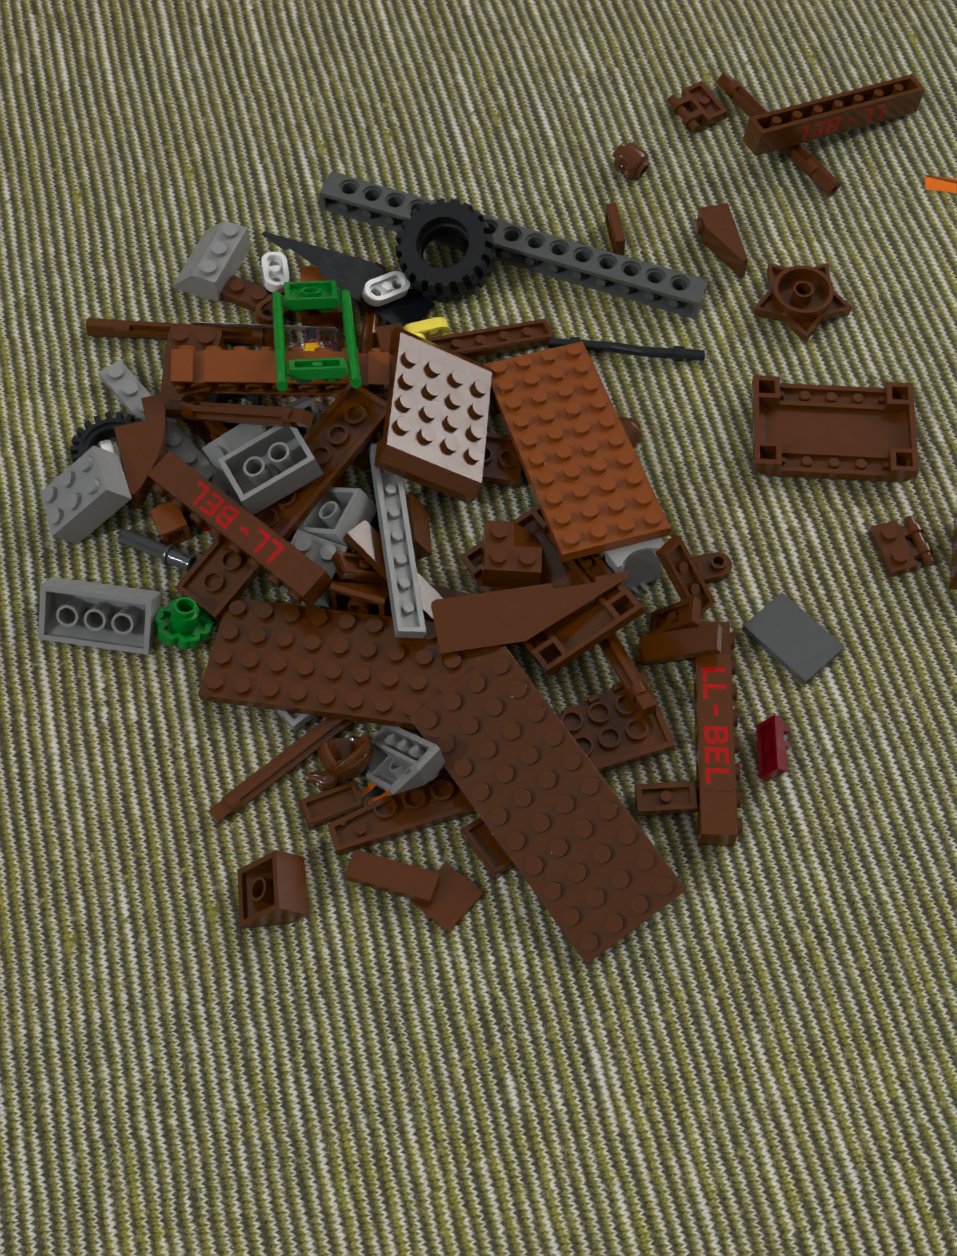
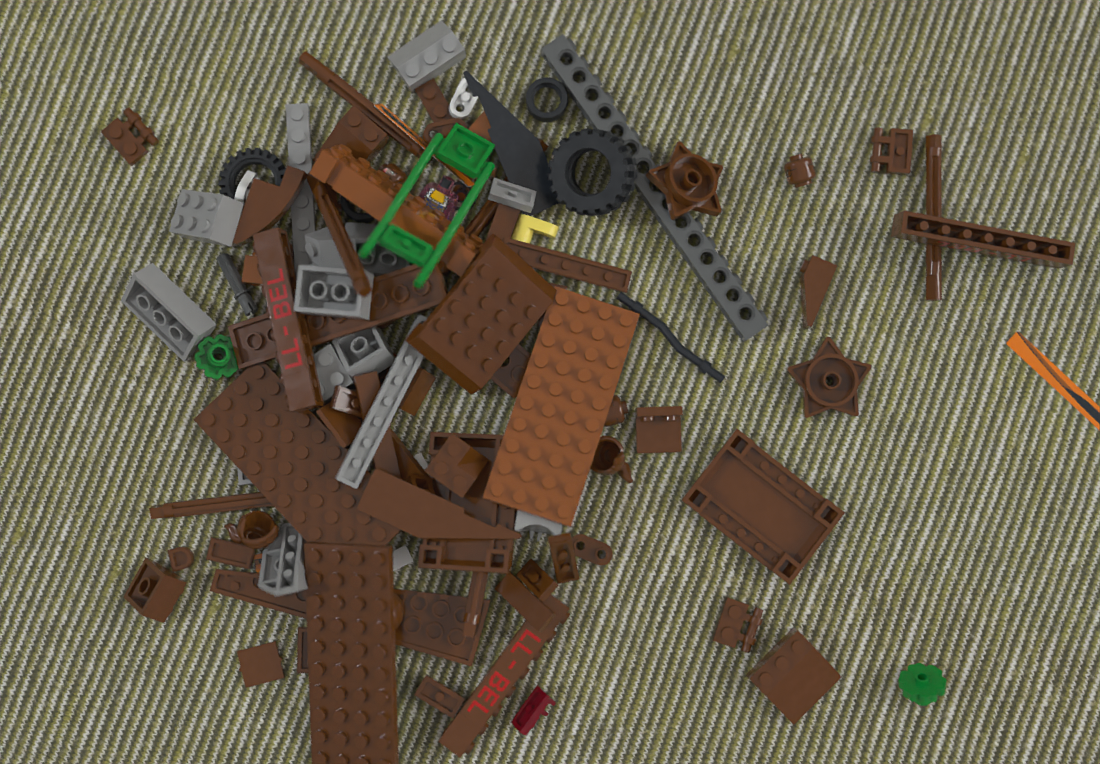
camera: 30 degrees right, 25 degrees up
(277, 840) = (180, 558): none -> reddish brown tile
(351, 219) = (558, 87): none -> black tyre
(373, 315) = (512, 195): none -> light grey plate
(382, 290) = (529, 173): white plate -> none
(392, 876) = (234, 630): reddish brown tile -> none
(540, 215) = (688, 183): none -> reddish brown plate
(614, 229) = (739, 227): reddish brown tile -> none
(661, 472) = (611, 459): none -> reddish brown hair
(677, 423) = (658, 429): none -> reddish brown bracket
(793, 638) = (609, 641): dark grey tile -> none

